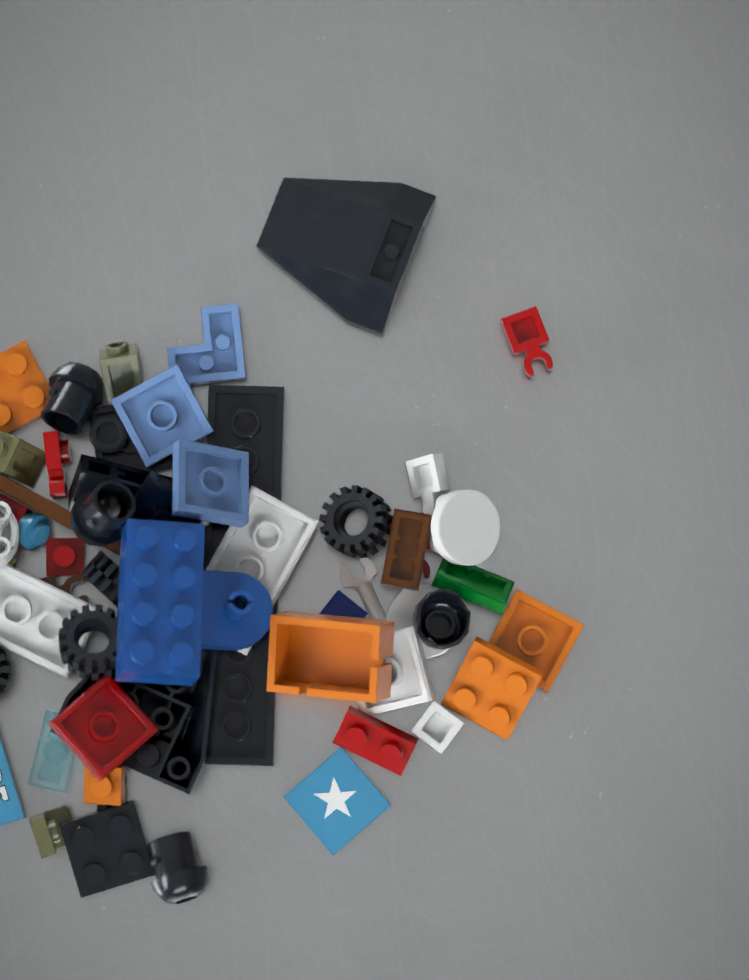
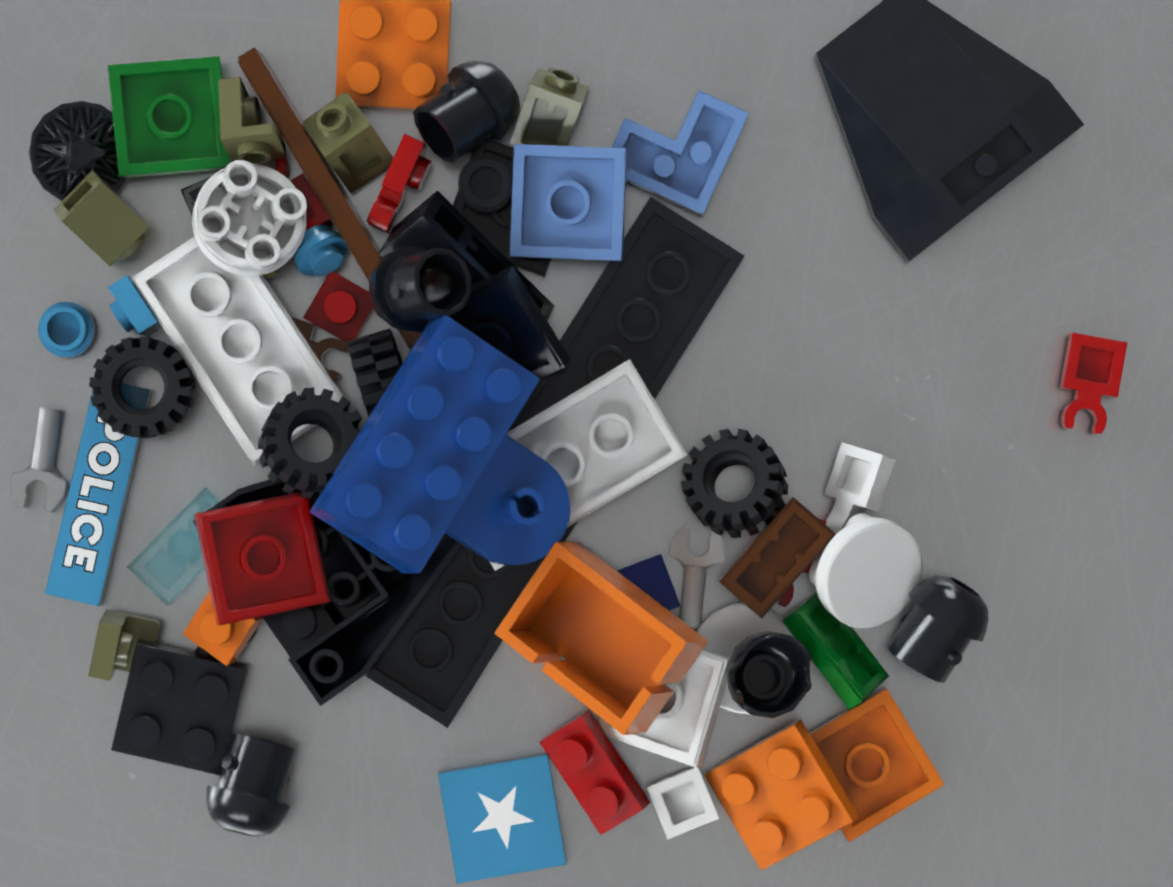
camera: 30 degrees right, 5 degrees up
(210, 483) = (578, 327): medium blue plate -> none
(525, 533) = (939, 626): none -> black piece

